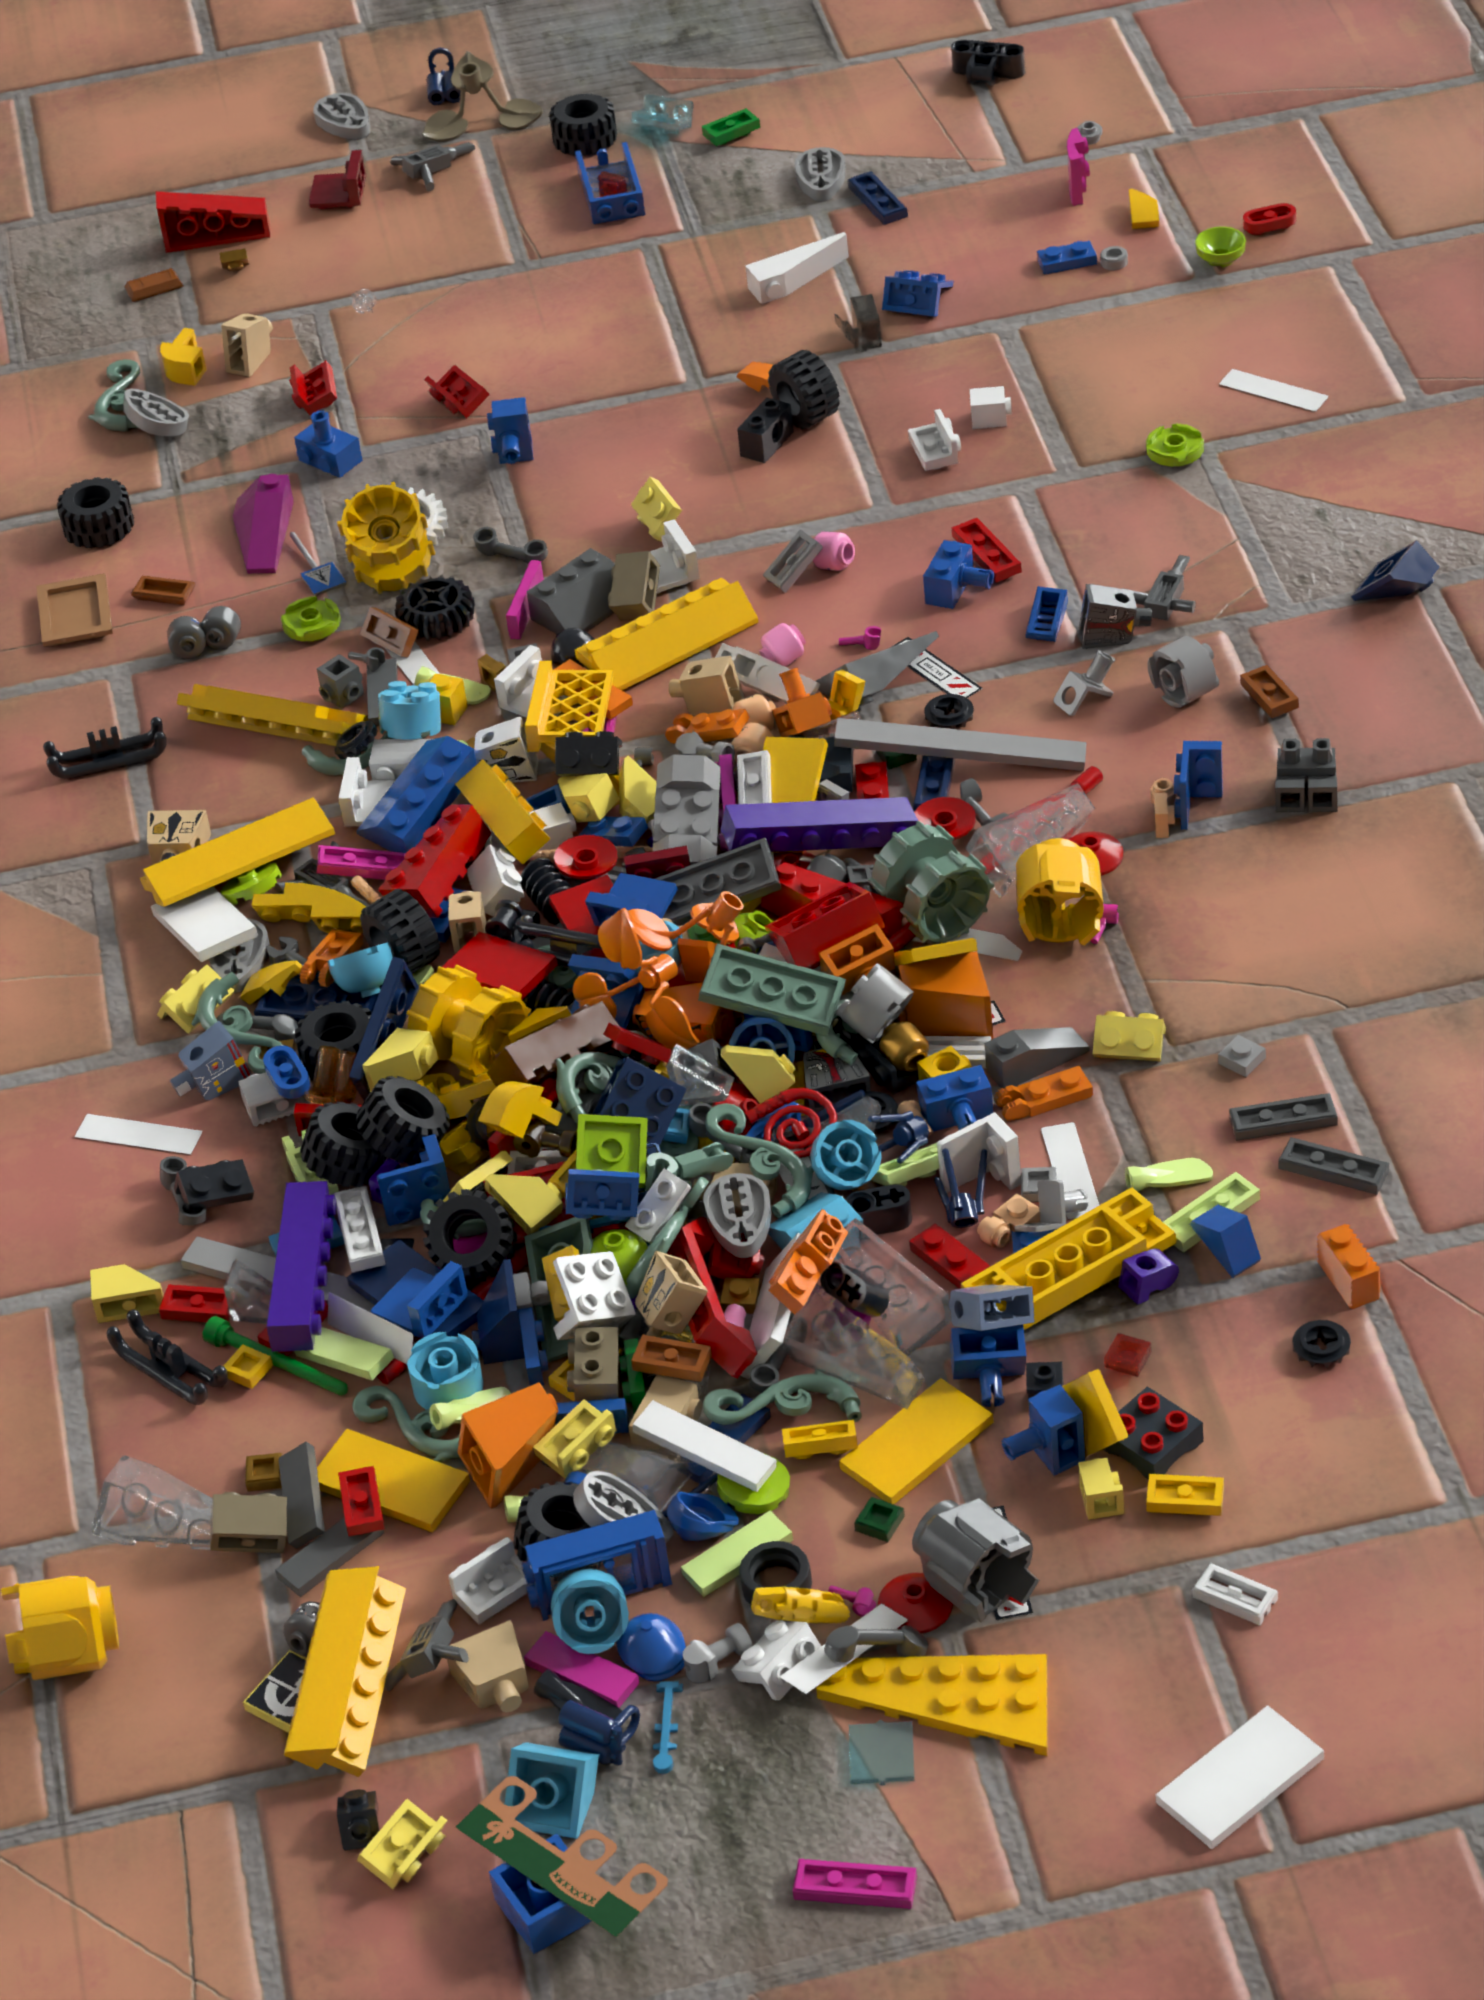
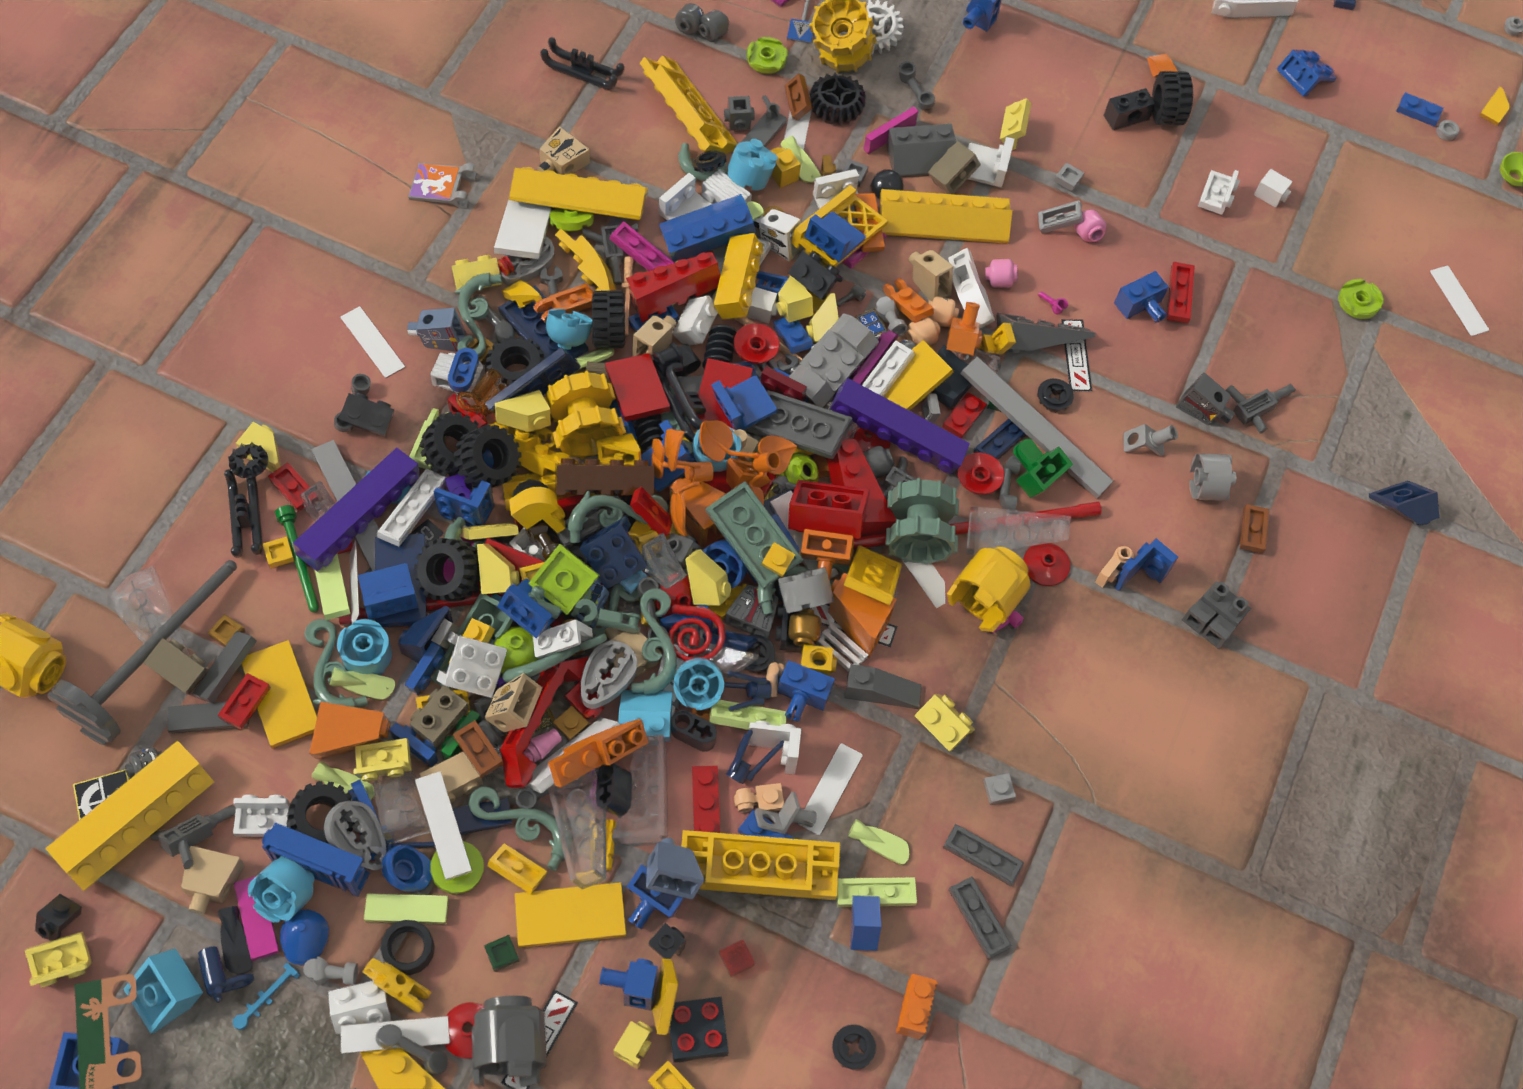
camera: 25 degrees right, 20 degrees up
(61, 949) = (441, 183): none -> flag
(119, 1309) = (253, 467): none -> black gear
(195, 1607) = (87, 709): none -> dark grey piece
(225, 963) = (505, 265): none -> red piece
(573, 708) = (833, 235): none -> blue bracket
(763, 525) = (1069, 177): none -> light grey plate
(820, 991) = (778, 559): none -> yellow plate
(861, 1600) = (439, 1007): dark pink hand -> none
(865, 322) = (1251, 80): clear smoke piece -> none
(1003, 773) = (1040, 467): none -> green brick
(1029, 1180) = (801, 784): light grey tile -> none
(1043, 1094) = (863, 721): orange hinge -> none
(1048, 597) = (1182, 353): blue slope -> none
(1077, 166) = (1481, 48): dark pink slope -> none
(1147, 1273) = (800, 908): dark purple leg -> none

